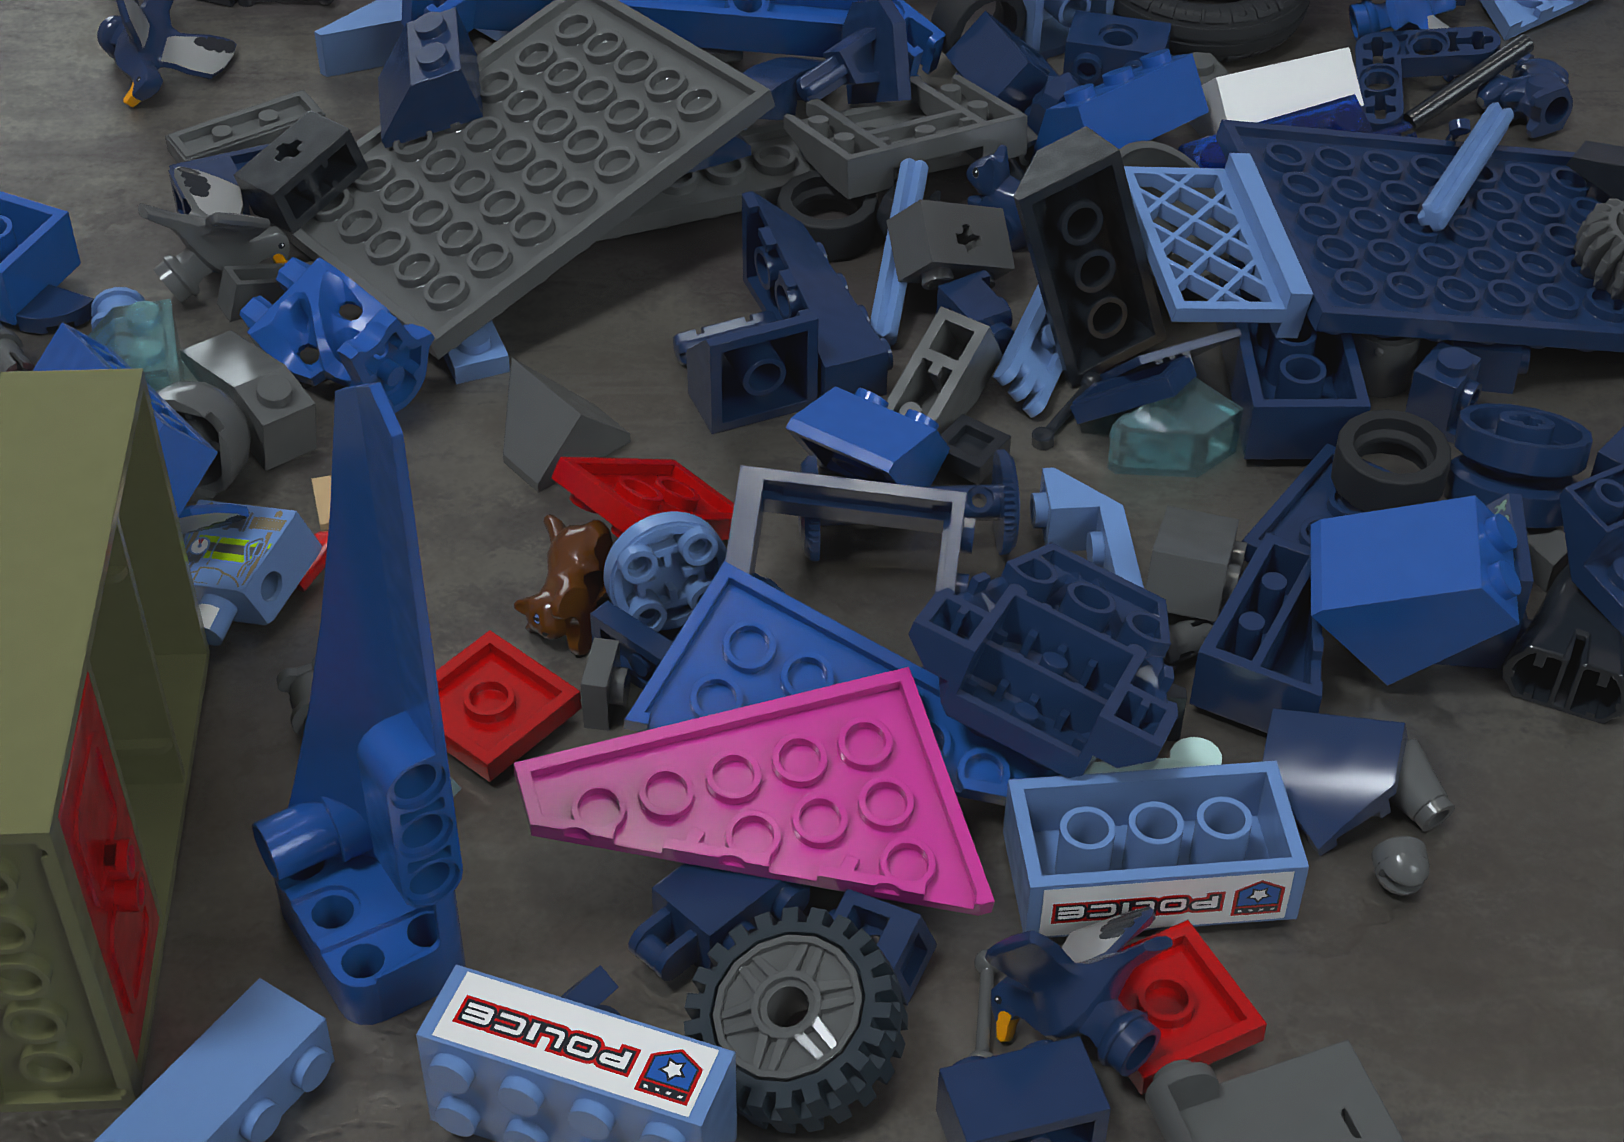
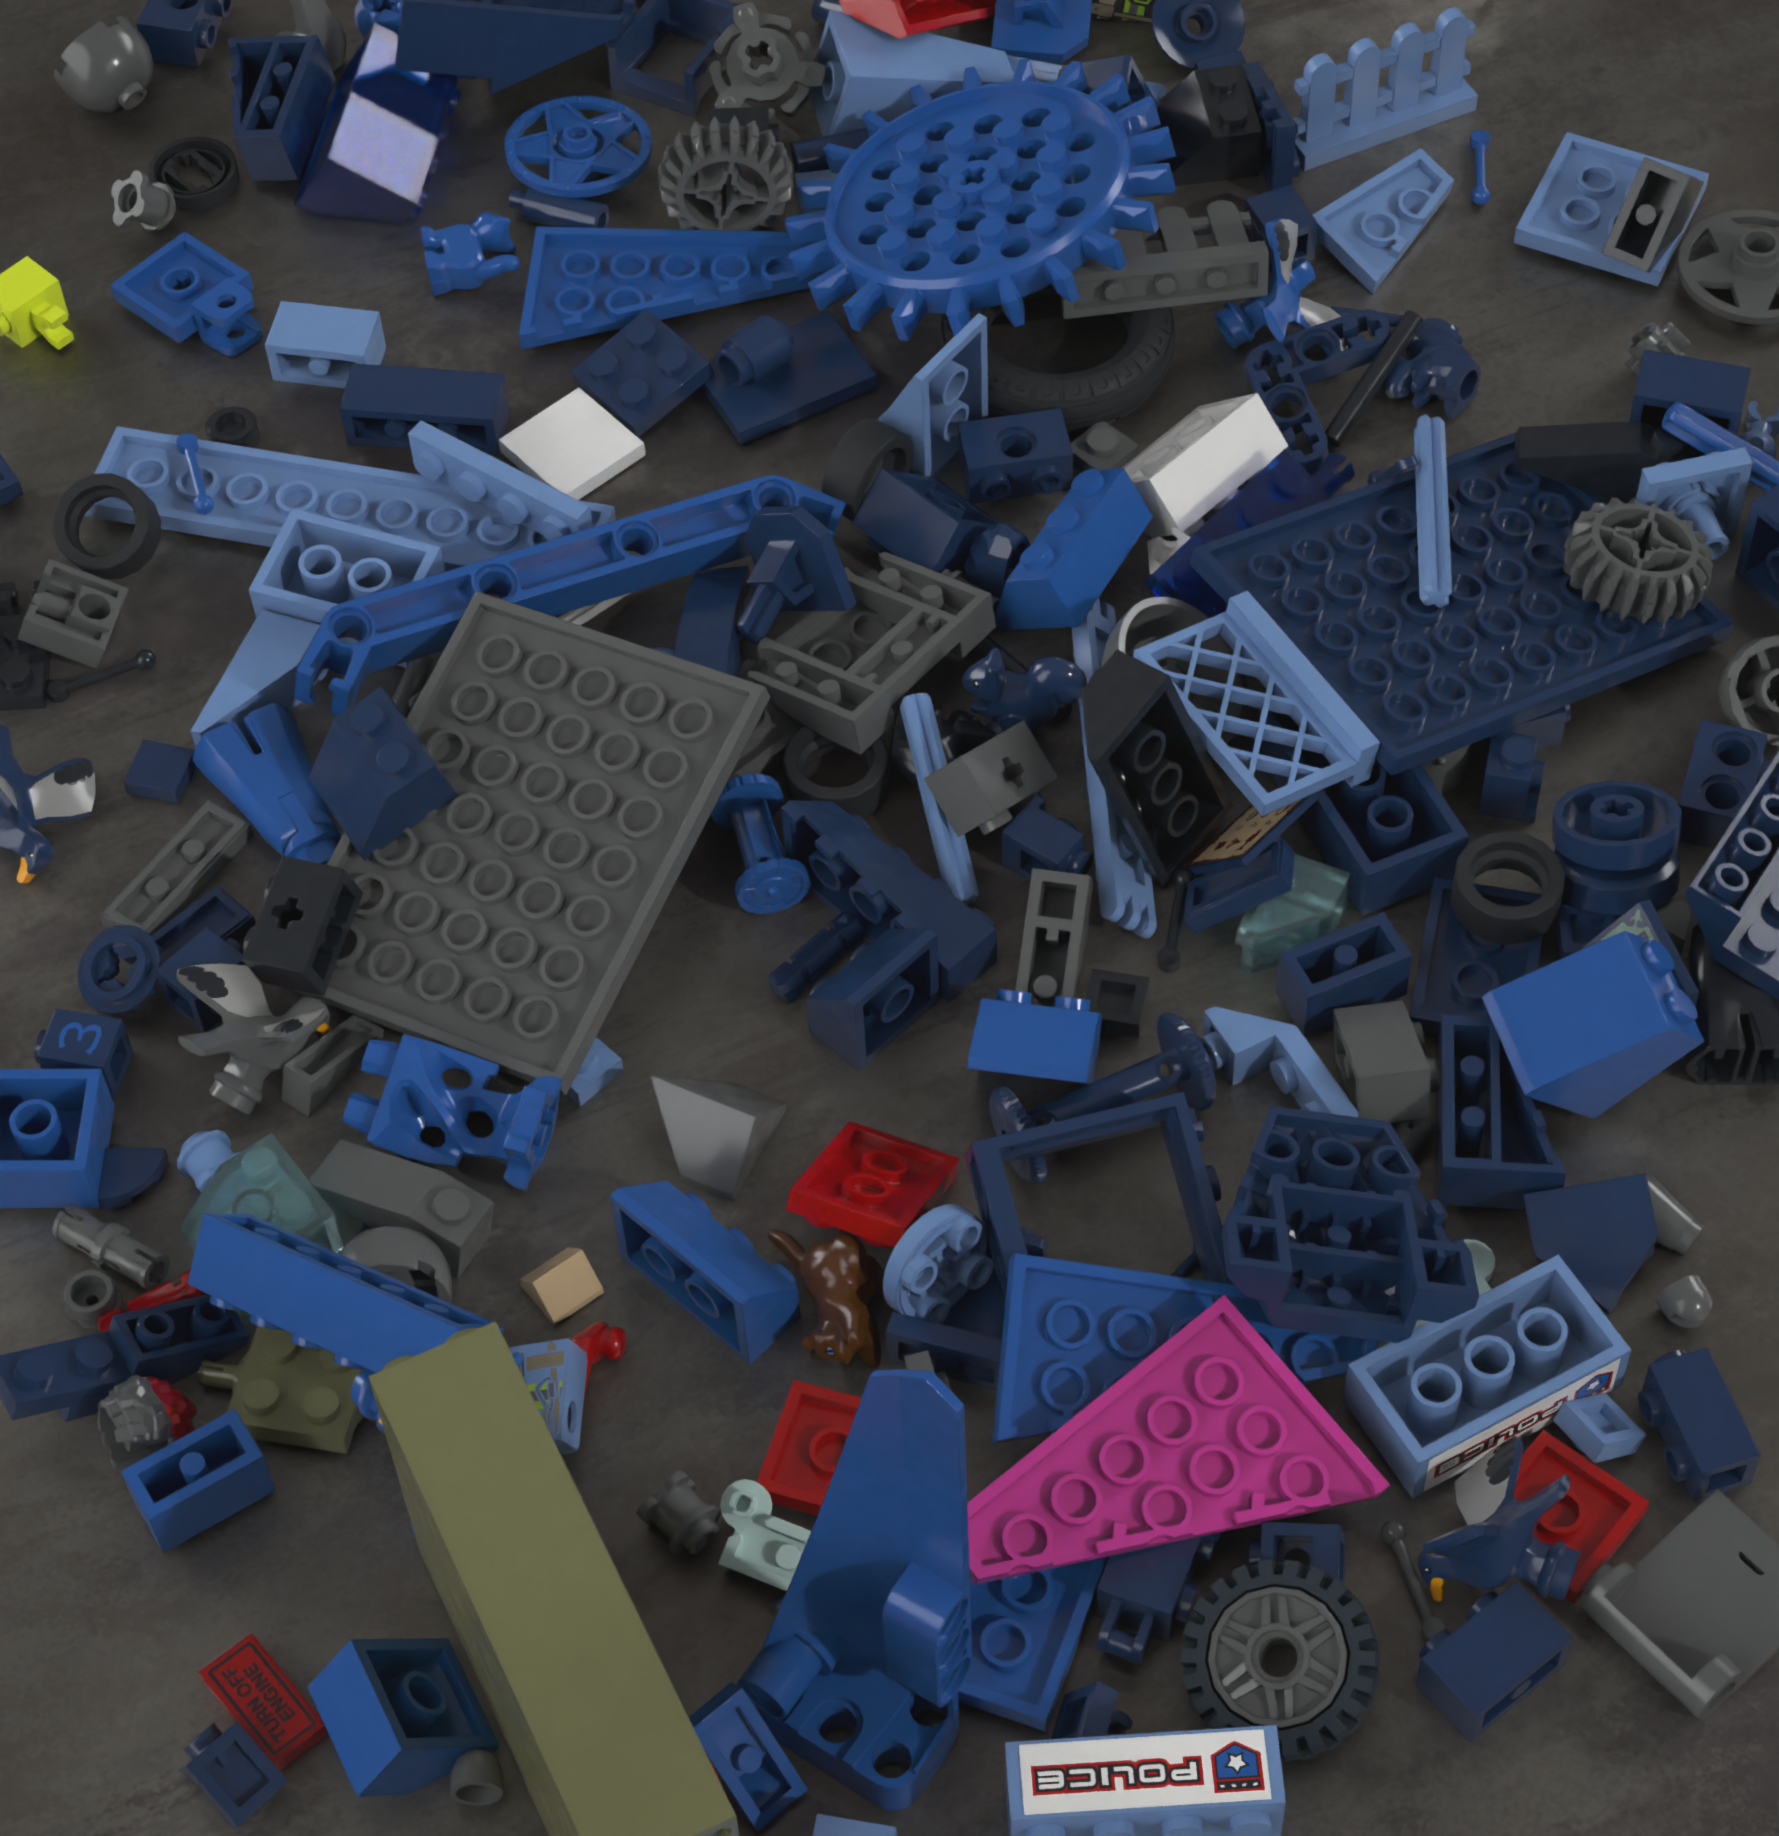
camera: 20 degrees left, 10 degrees up
(92, 211) = (85, 1042): none -> dark blue brick
(145, 173) = (100, 966): none -> dark blue gear
(233, 910) = (746, 1757): none -> blue slope
(283, 65) = (160, 771): none -> dark blue tile
(351, 86) = (271, 782): none -> blue piece
(470, 517) = (705, 1267): none -> blue slope
(558, 910) = (1027, 1639): none -> blue plate
(718, 266) = (770, 878): none -> blue hose
(1195, 475) = (1343, 970): none -> dark blue brick
(1250, 941) = (1599, 1427): none -> medium blue plate
(1357, 974) = (1698, 1423): none -> dark blue brick

